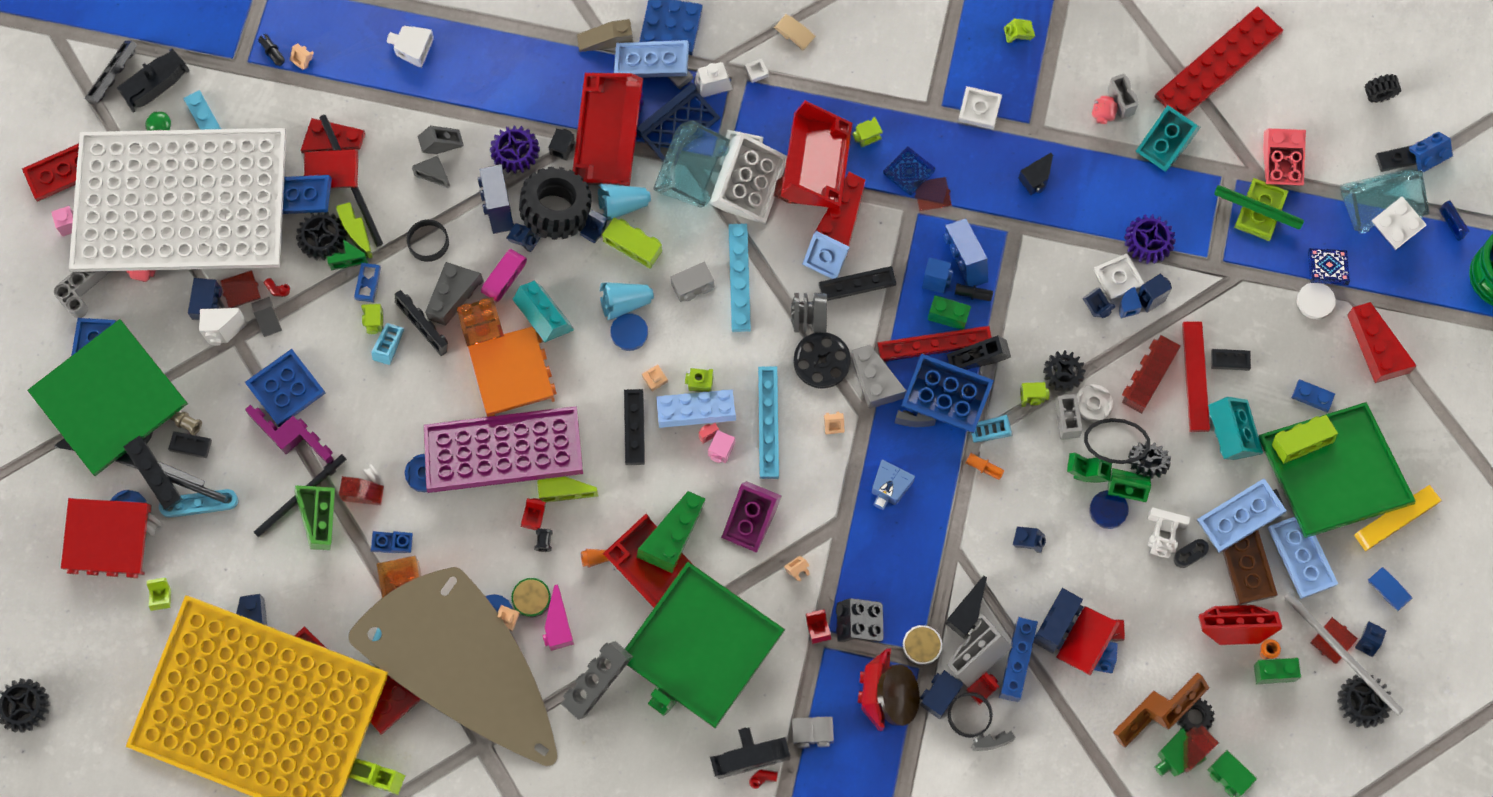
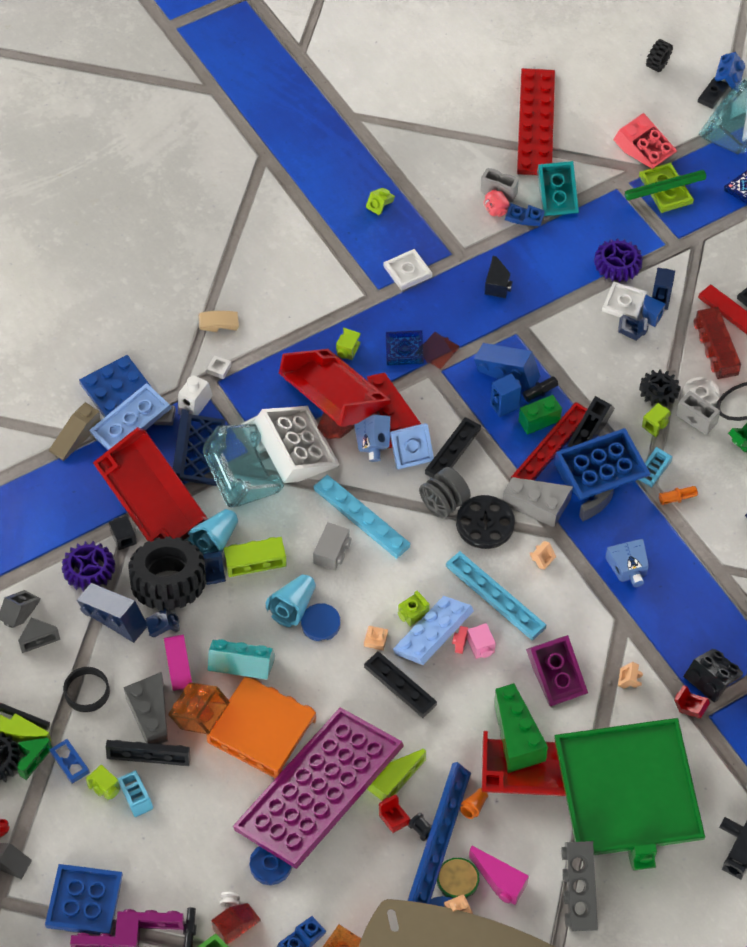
camera: 45 degrees left, 15 degrees down
(546, 557) = (440, 834): none -> blue tile
(805, 224) = (373, 435): none -> medium blue torso
(1118, 138) = (531, 216): none -> blue slope

